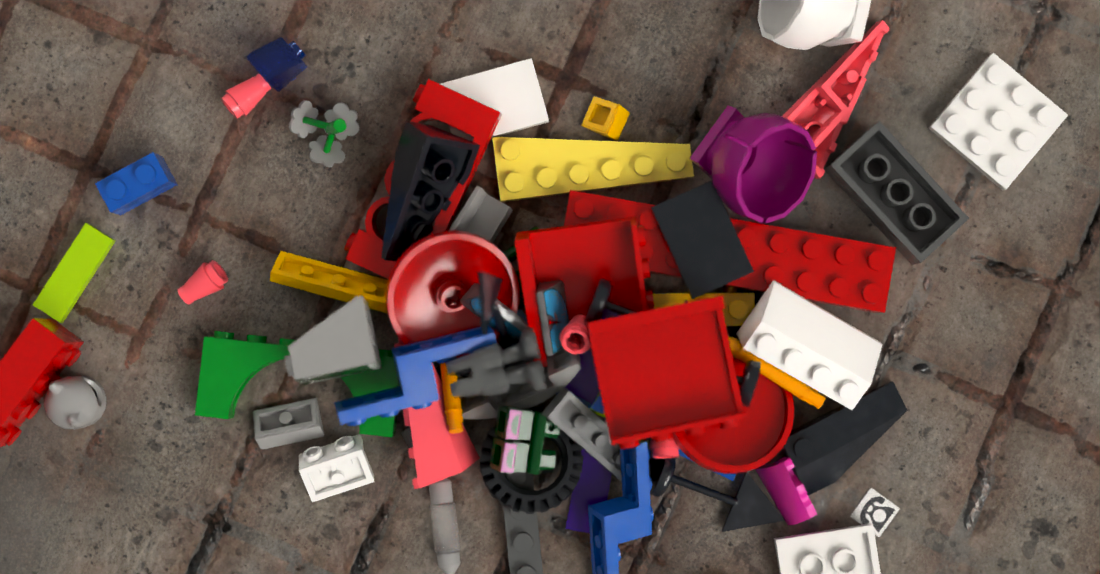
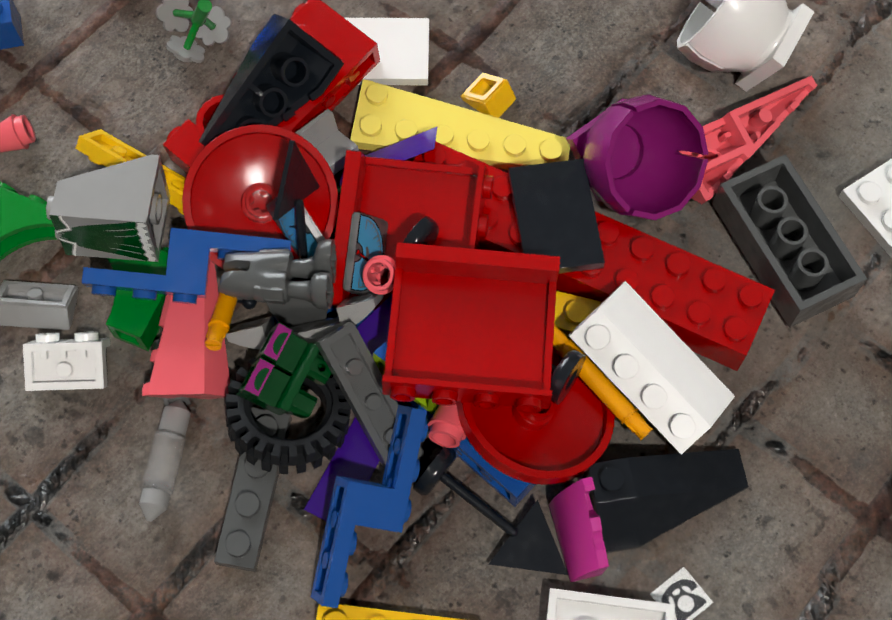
camera: 20 degrees right, 20 degrees down
(543, 211) = (406, 148): none -> dark purple sticker

